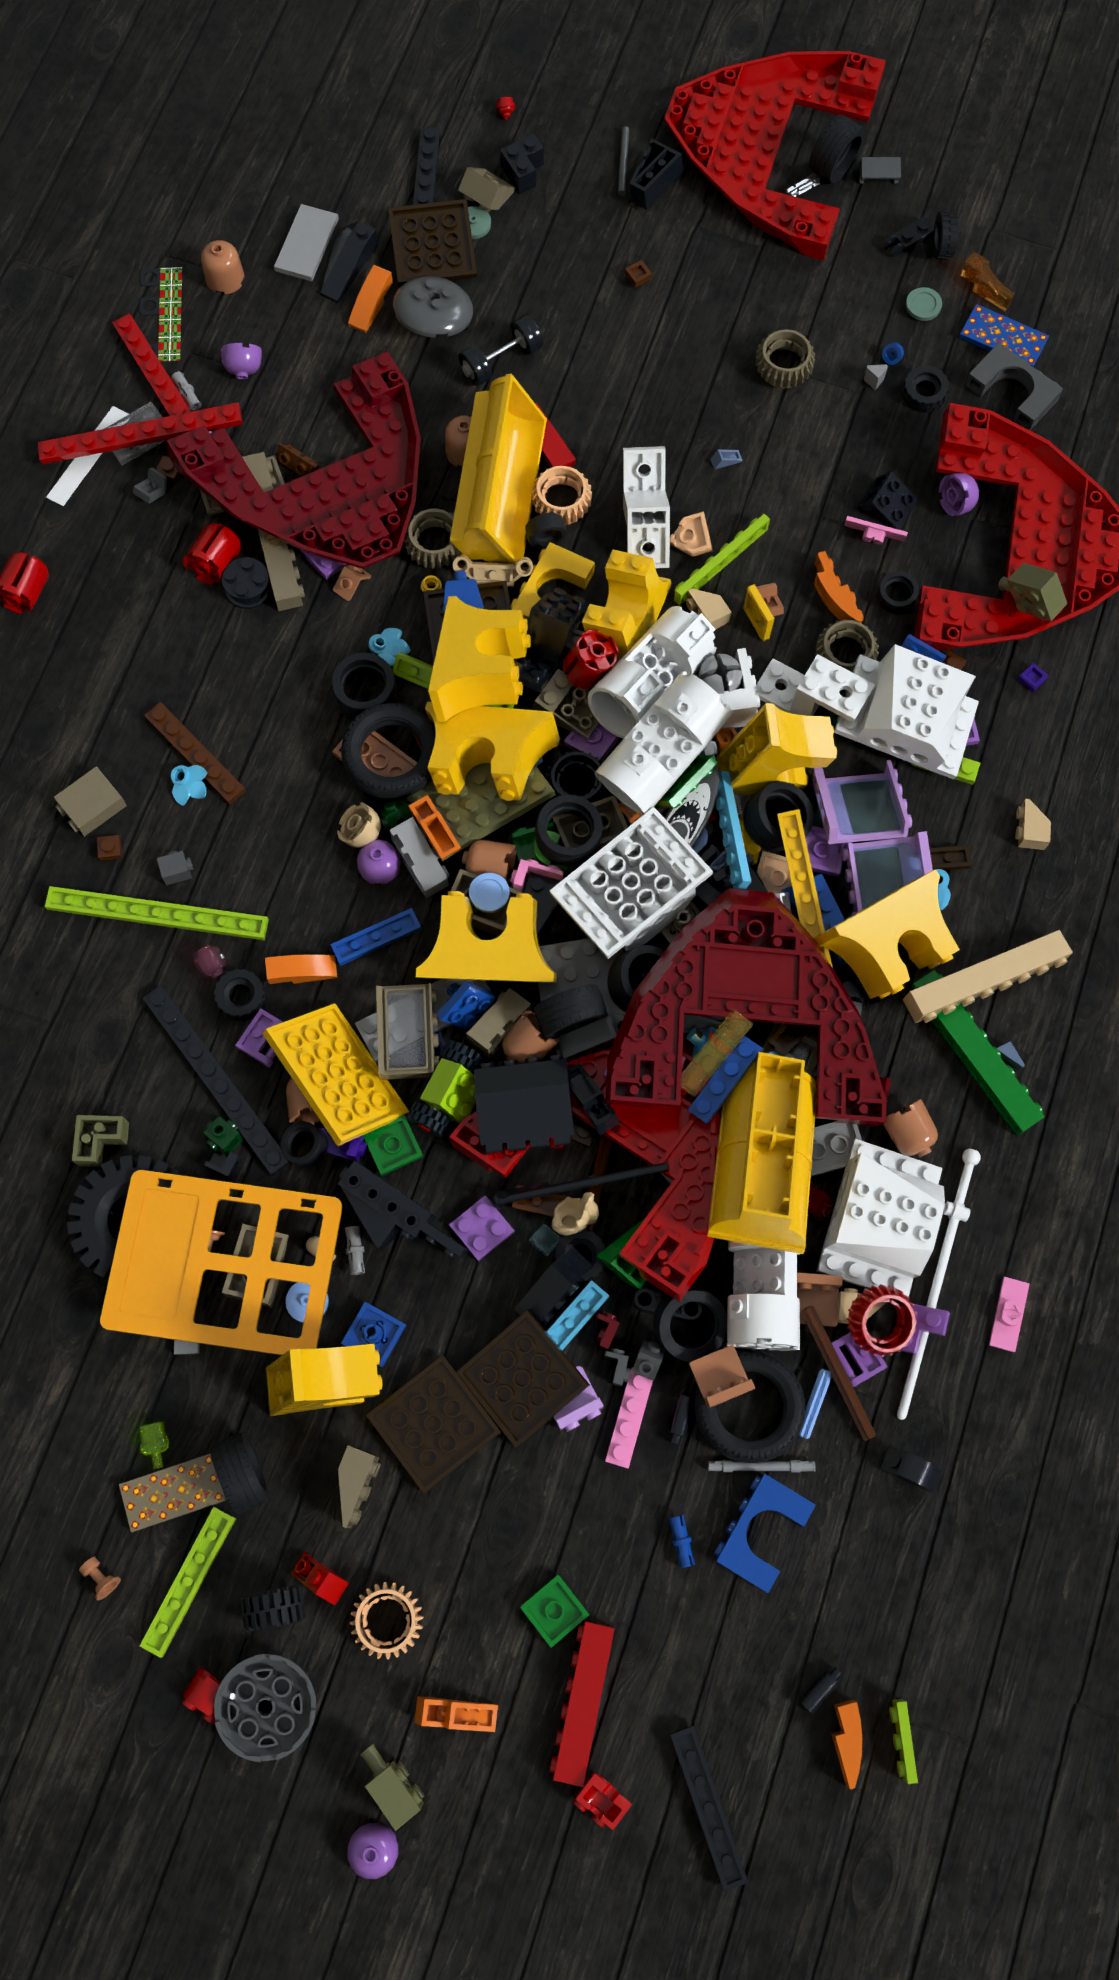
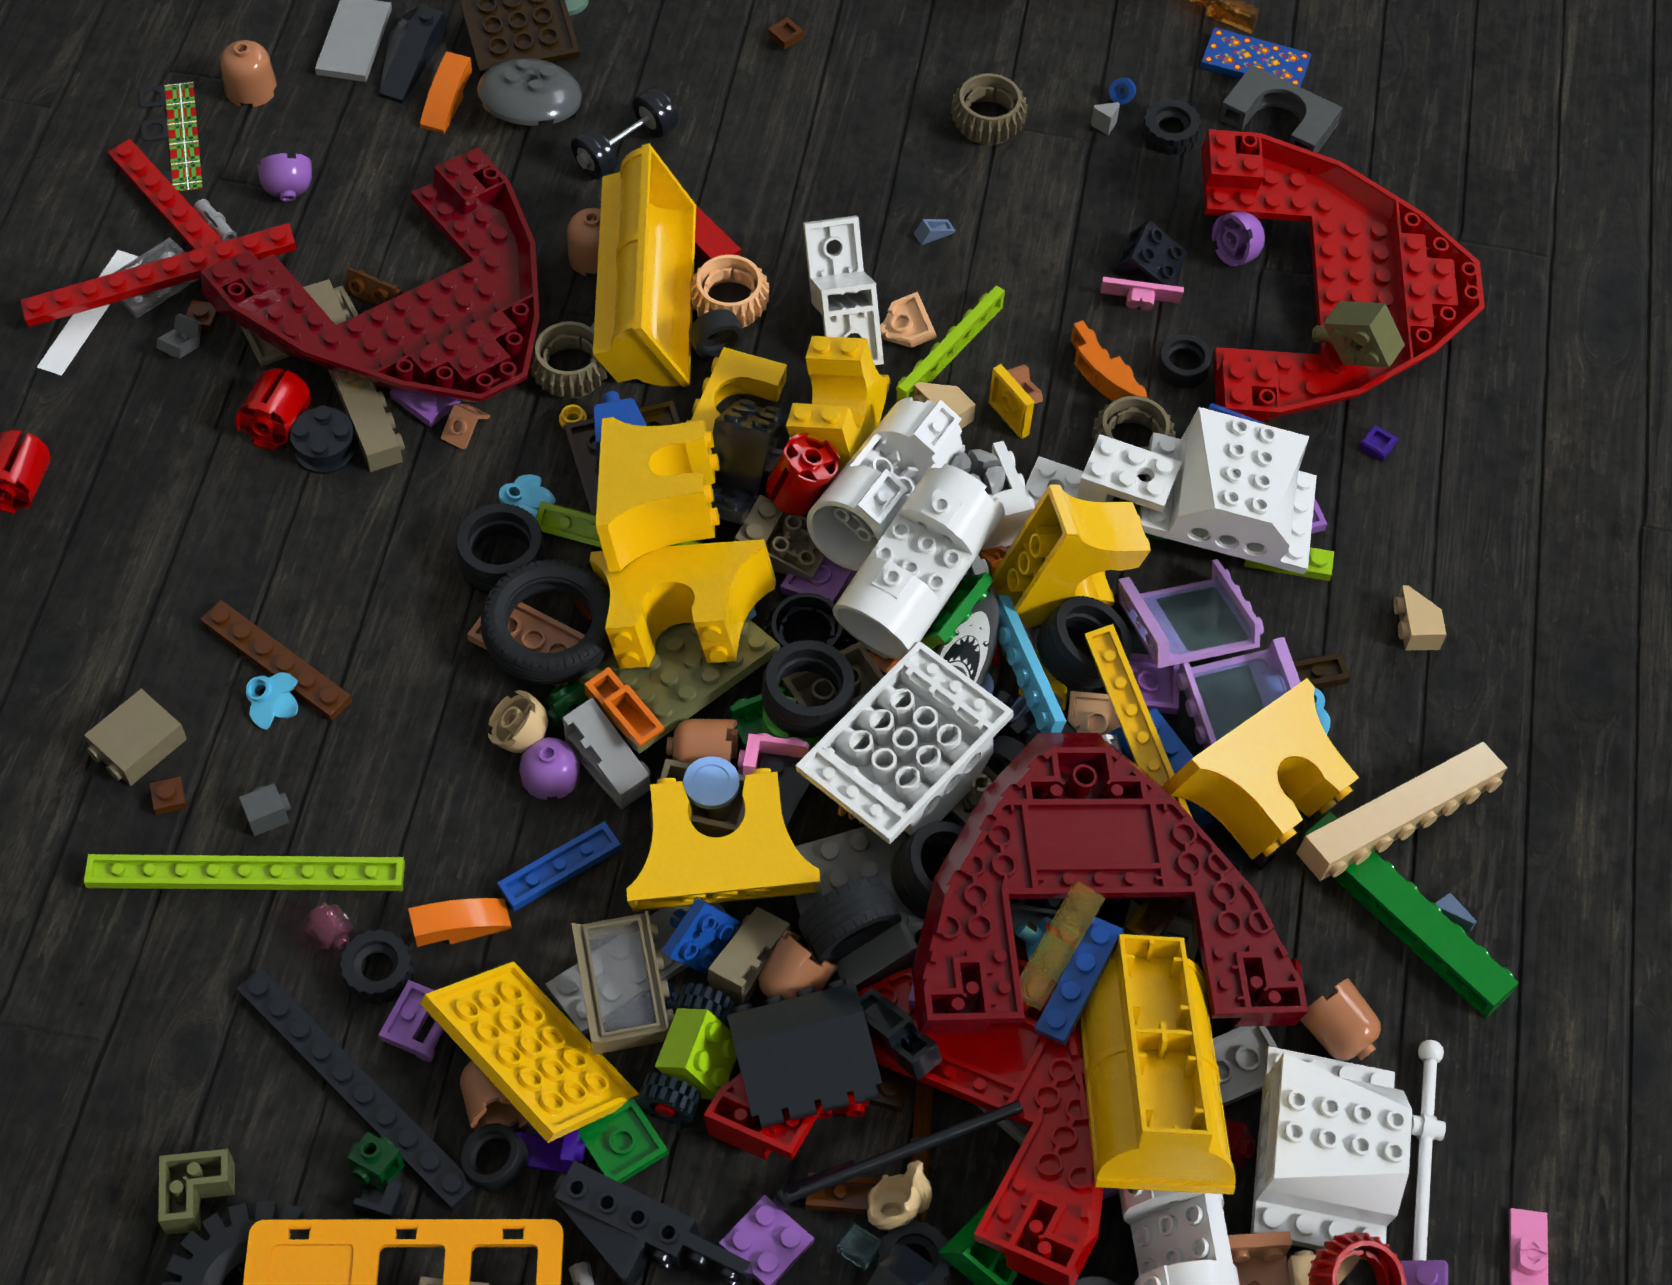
camera: 10 degrees left, 15 degrees down
(493, 572) = (656, 391): tan plate -> none
(923, 304) = (1149, 33): sand green piece -> none

